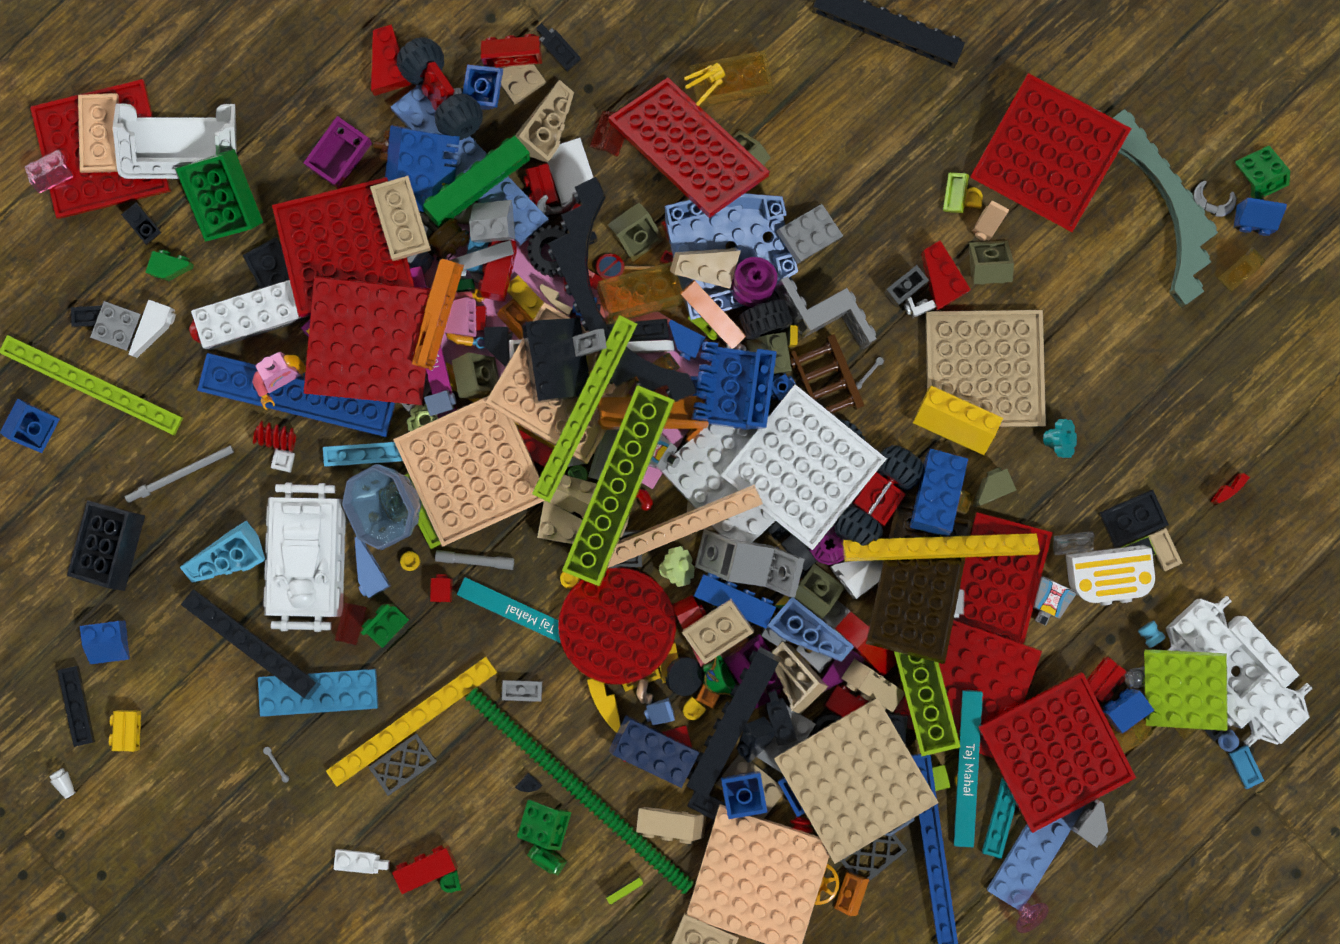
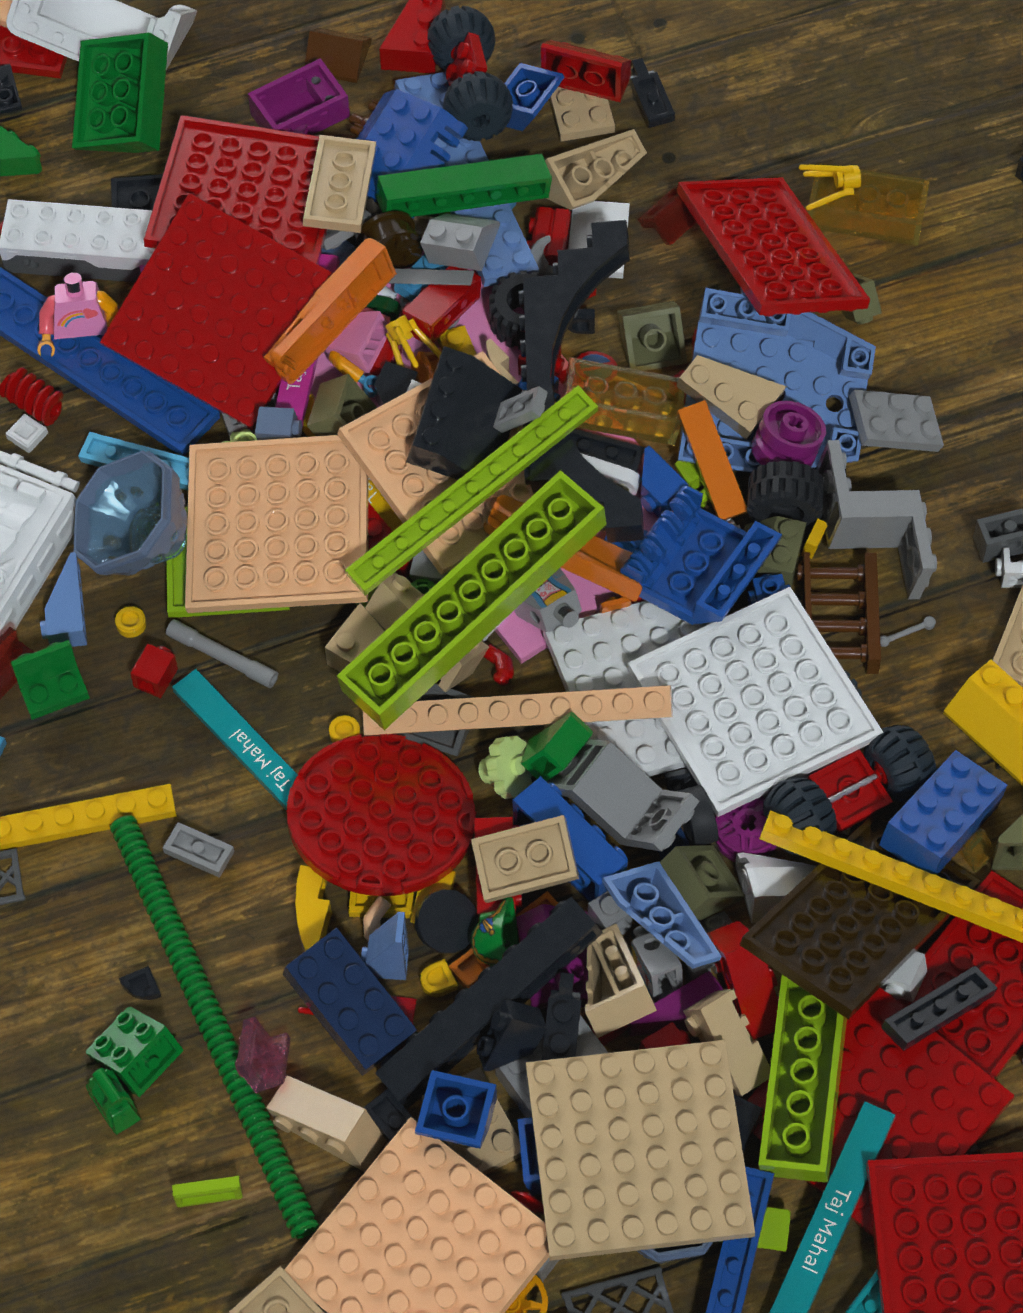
camera: 25 degrees right, 25 degrees down
(341, 97) = (340, 52): none -> reddish brown slope
(485, 306) = (399, 332): none -> yellow plant
(619, 802) = (261, 1057): none -> clear pink bracket
(701, 546) = (555, 746): none -> green slope
(983, 618) = (939, 1008): none -> black plate

